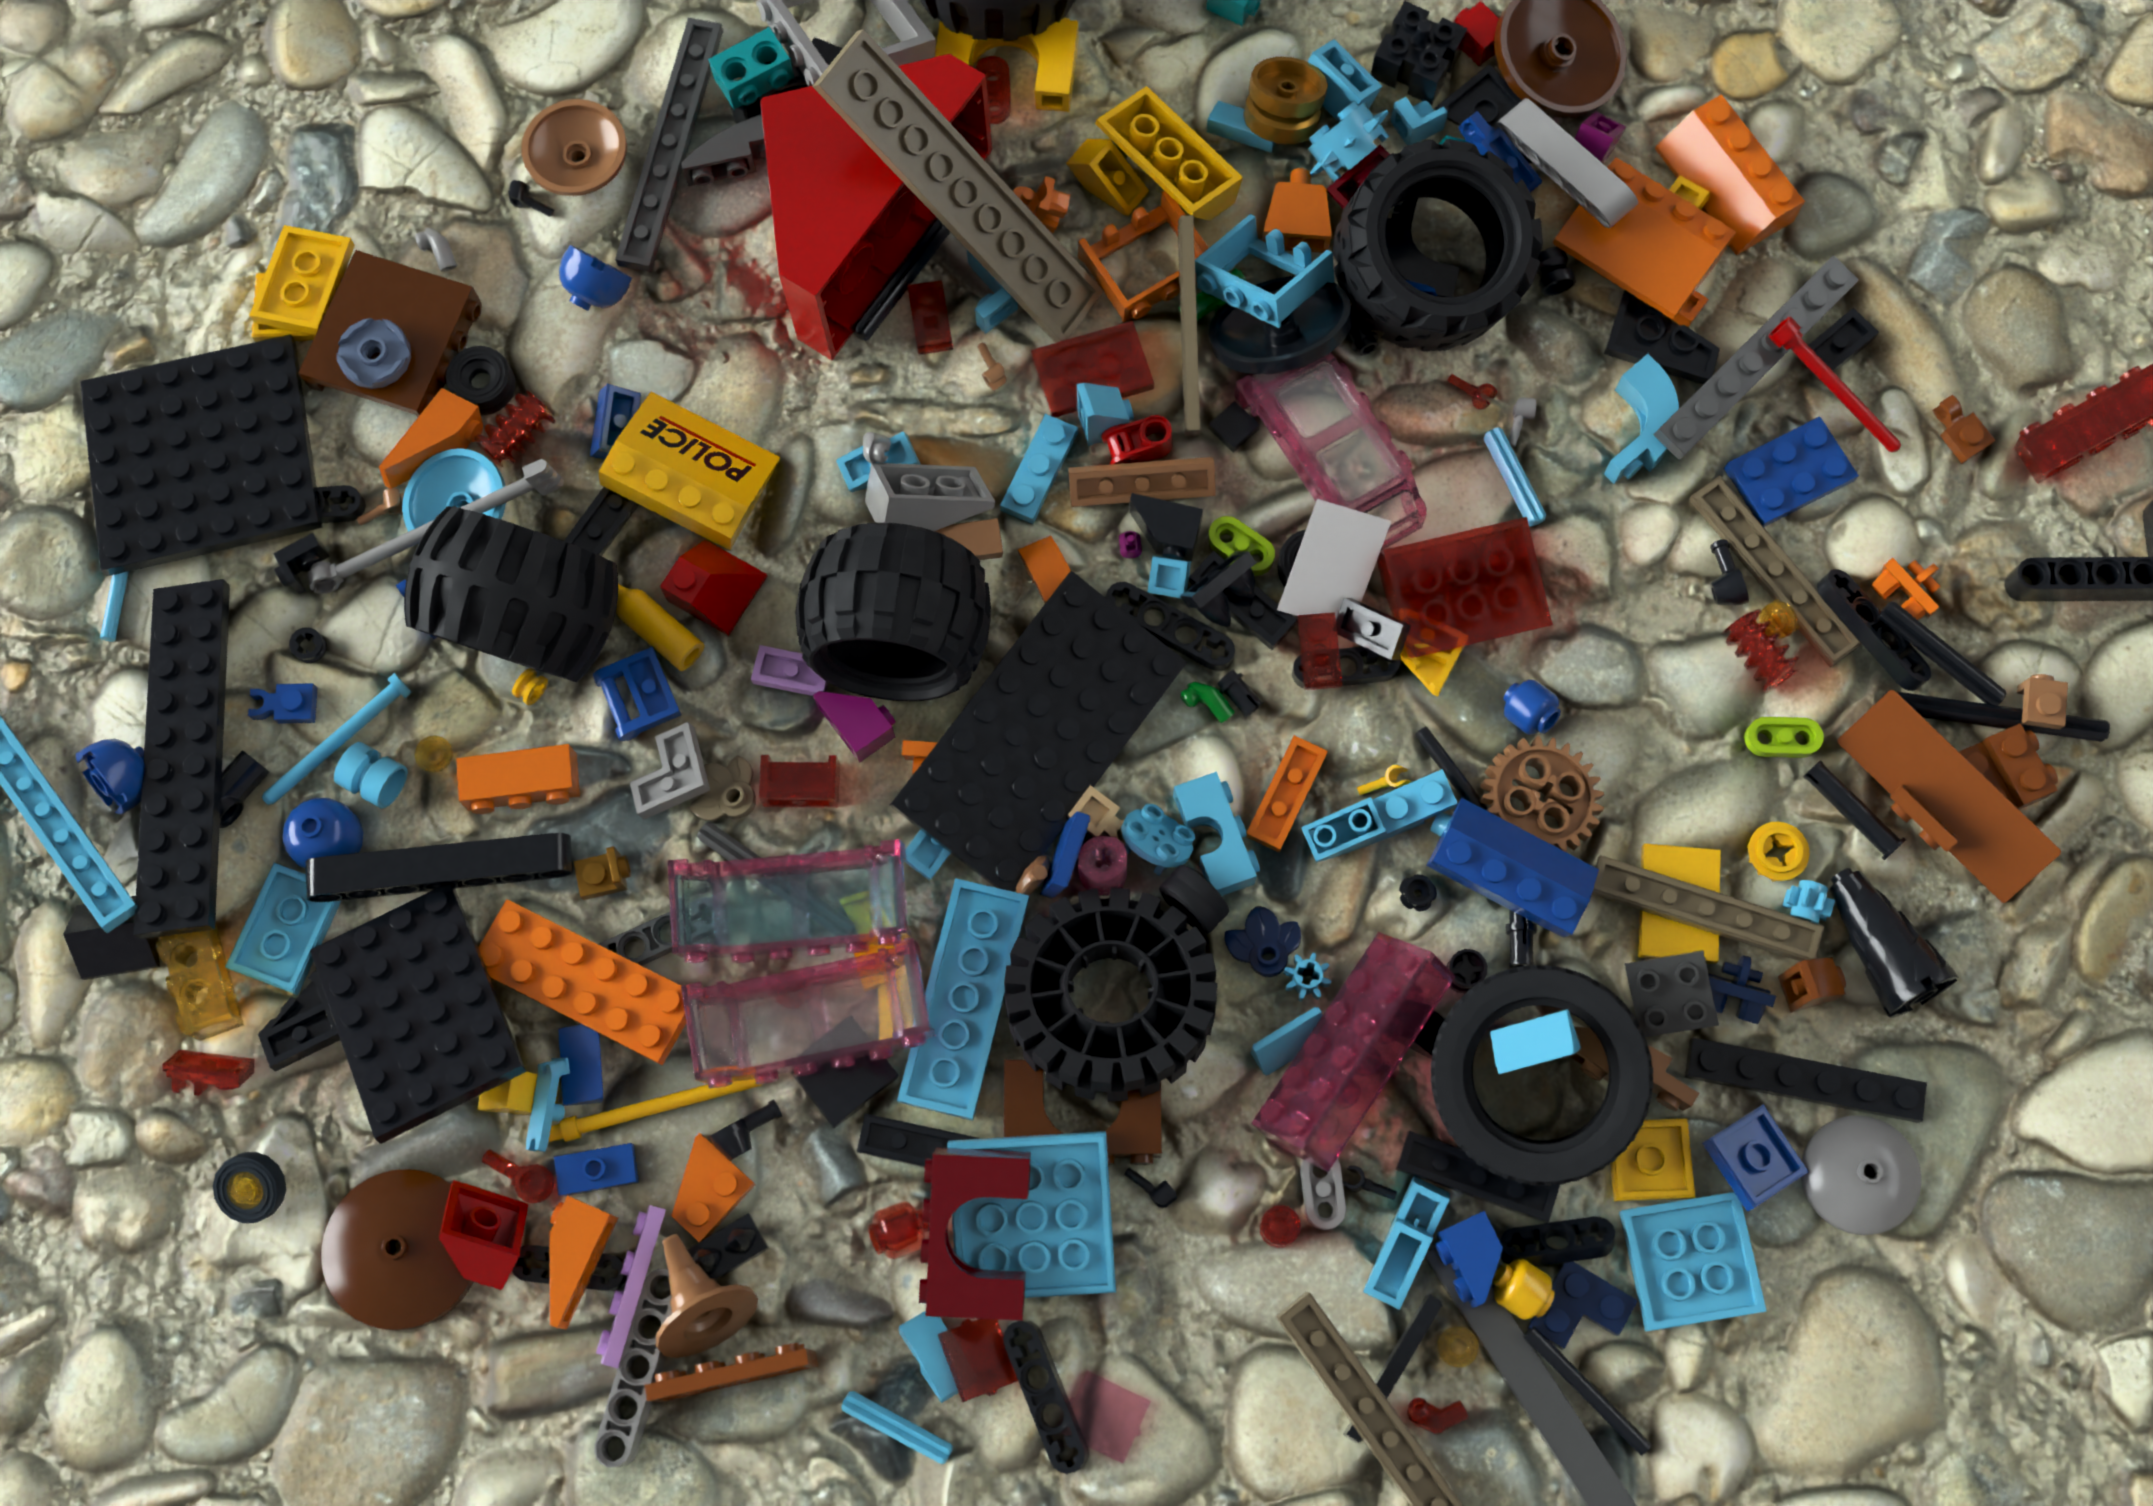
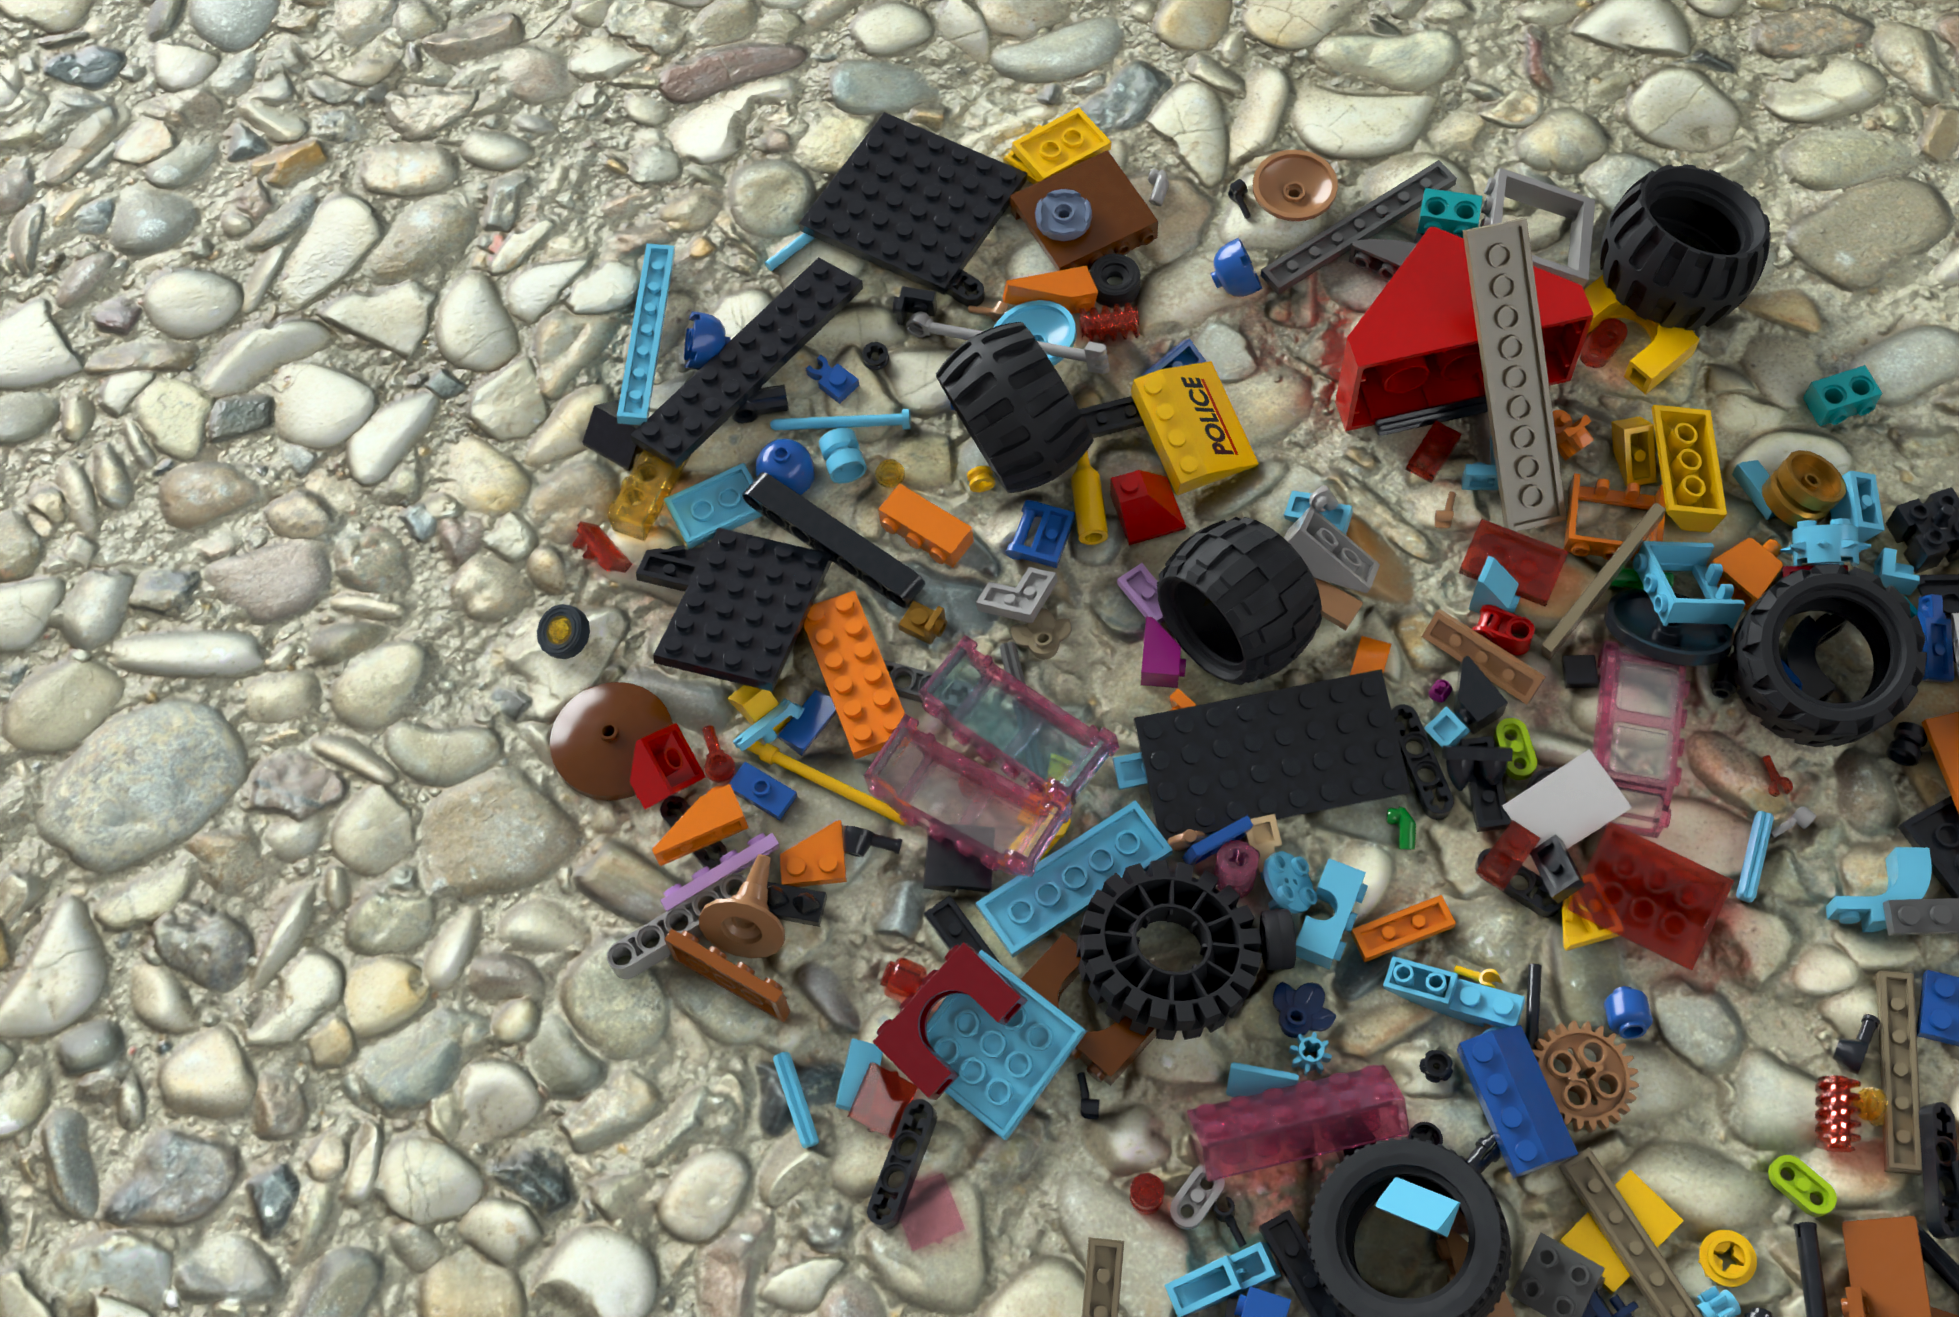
camera: 45 degrees right, 10 degrees down
(799, 783) = (1091, 665): clear red panel -> none
(1039, 469) = (1421, 597): medium azure plate -> none
(1239, 693) = (1429, 839): black pin -> none

